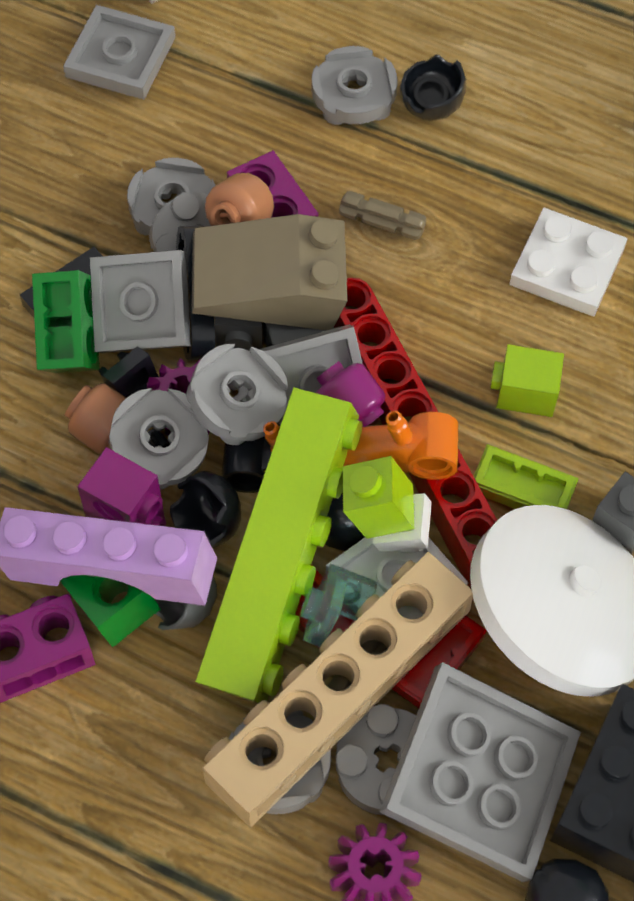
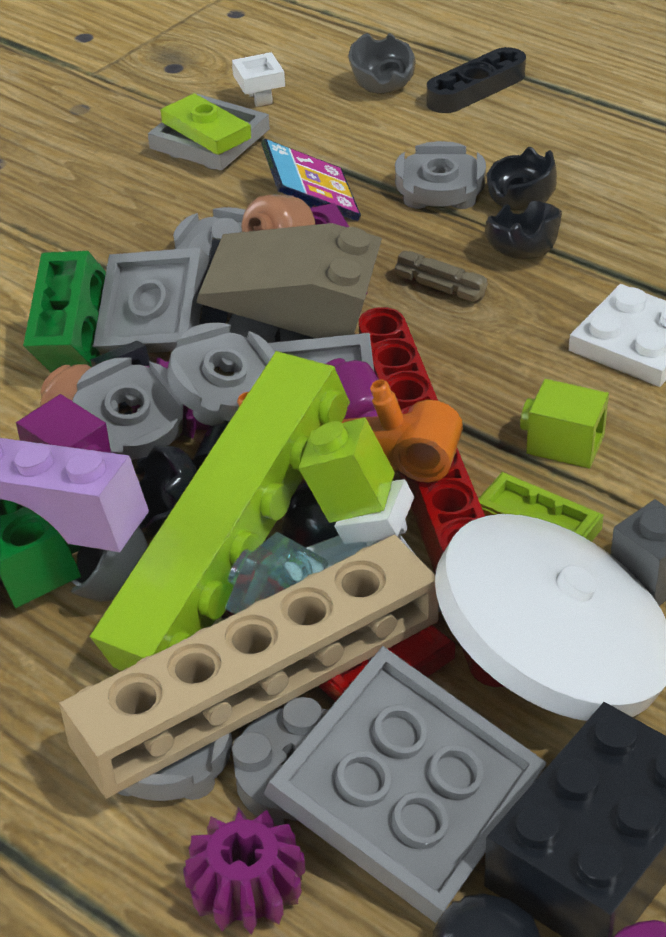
camera: 15 degrees right, 20 degrees down
(119, 51) = (206, 123): none -> lime plate
(236, 111) = (309, 179): none -> piece
(448, 154) = (524, 234): none -> black hair

